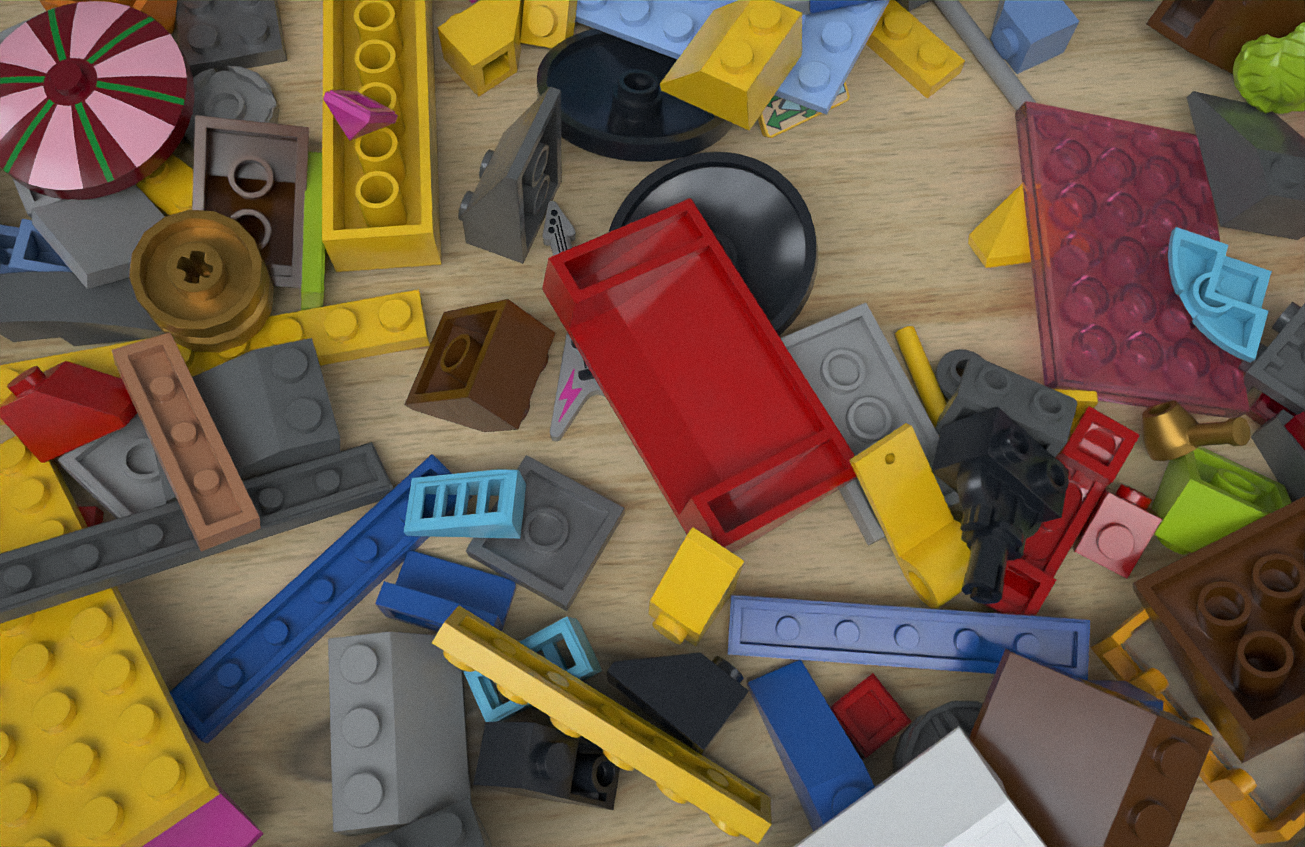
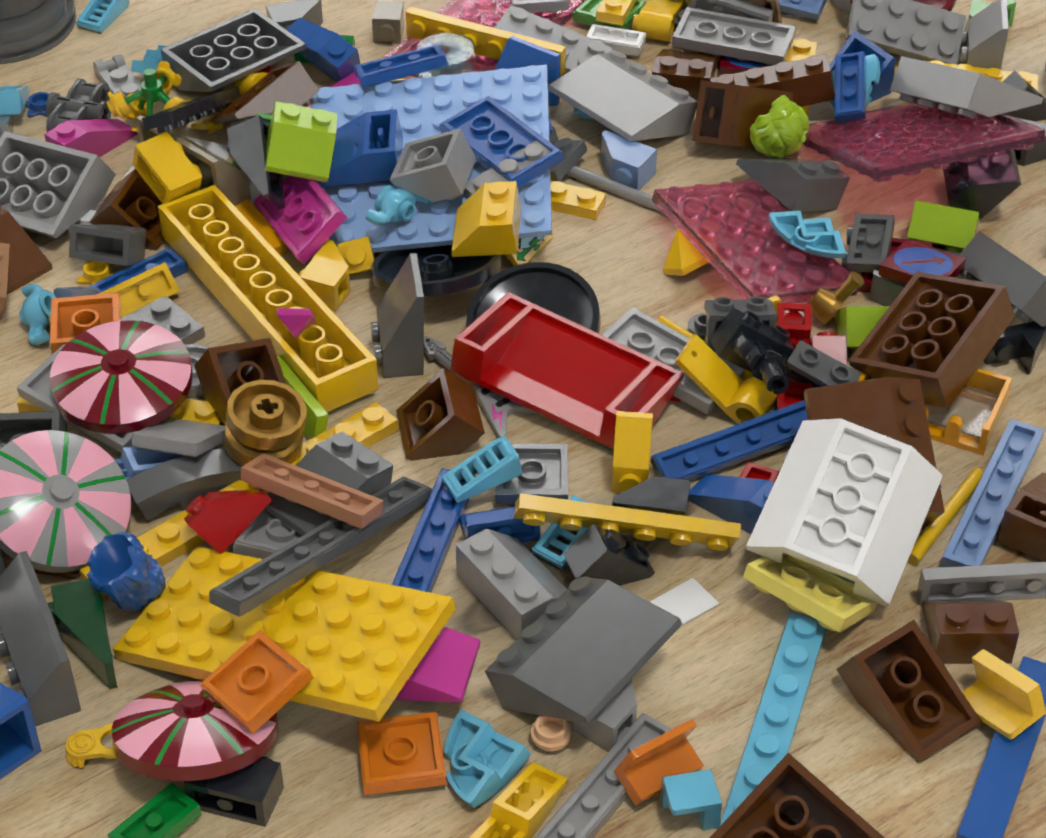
camera: 25 degrees left, 25 degrees down
(1079, 582) = (818, 368): none -> dark grey bracket

